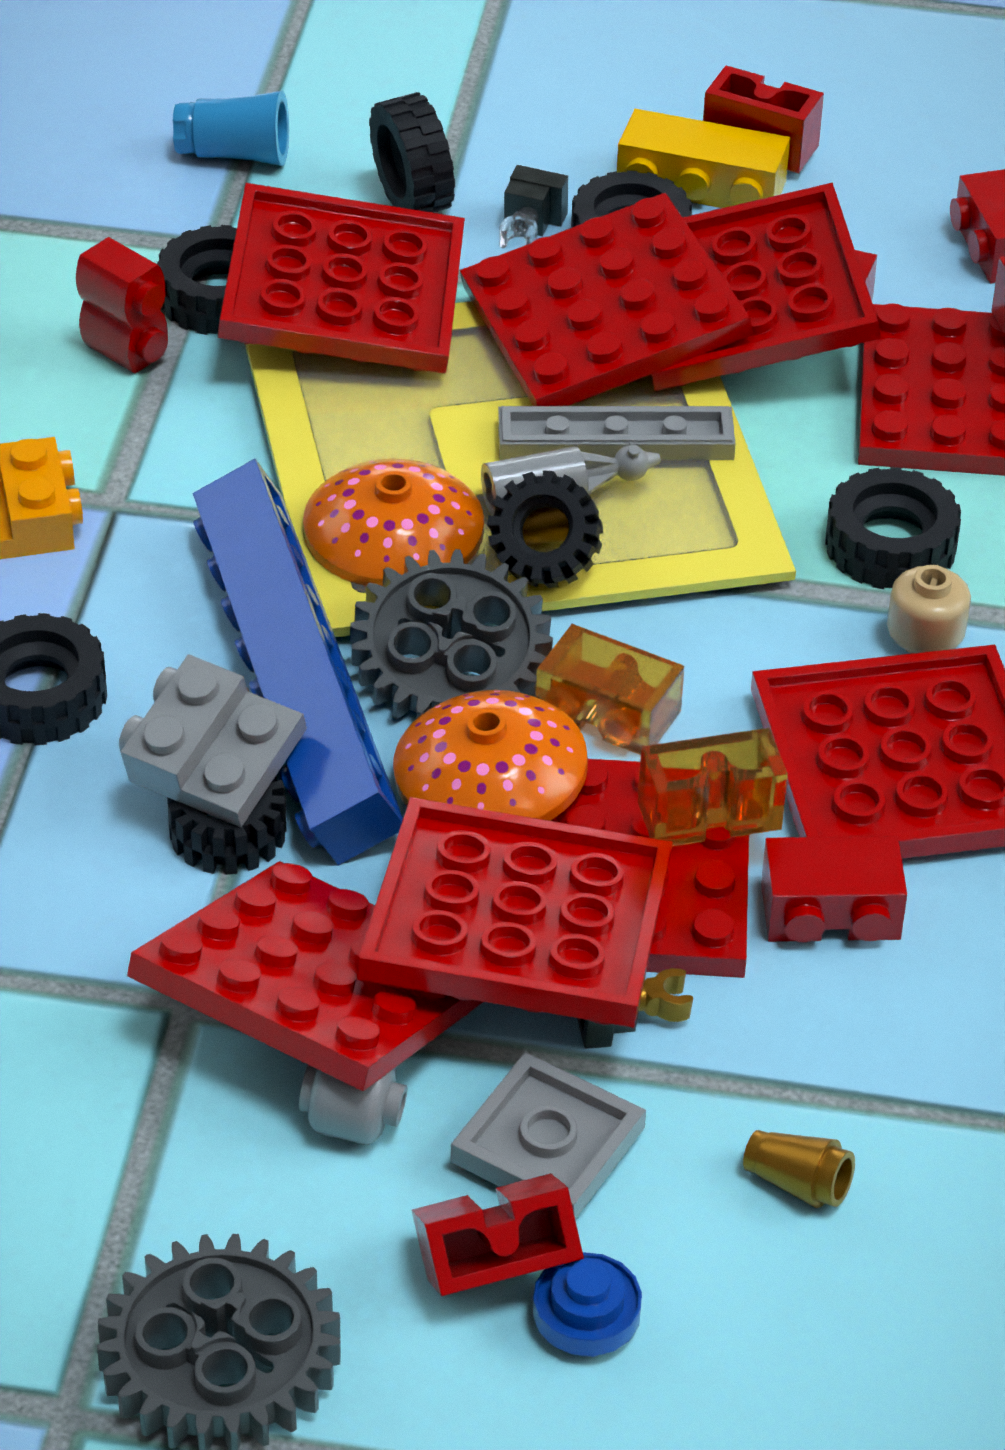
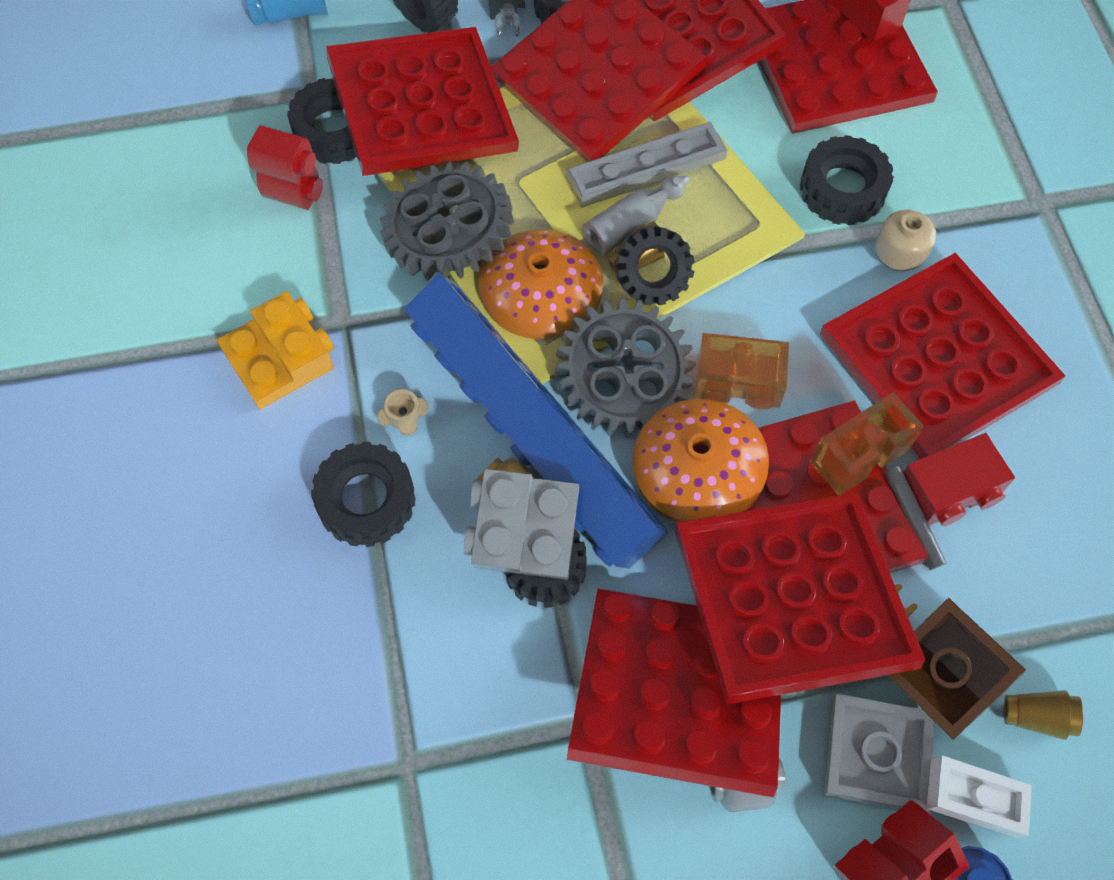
camera: 20 degrees left, 20 degrees up
(135, 610) = (398, 400): none -> tan plate
(303, 415) = (447, 221): none -> dark grey gear
(650, 1212) = (979, 797): none -> white plate
(696, 1069) = (960, 671): none -> reddish brown slope
(755, 916) = (915, 516): none -> dark grey piece

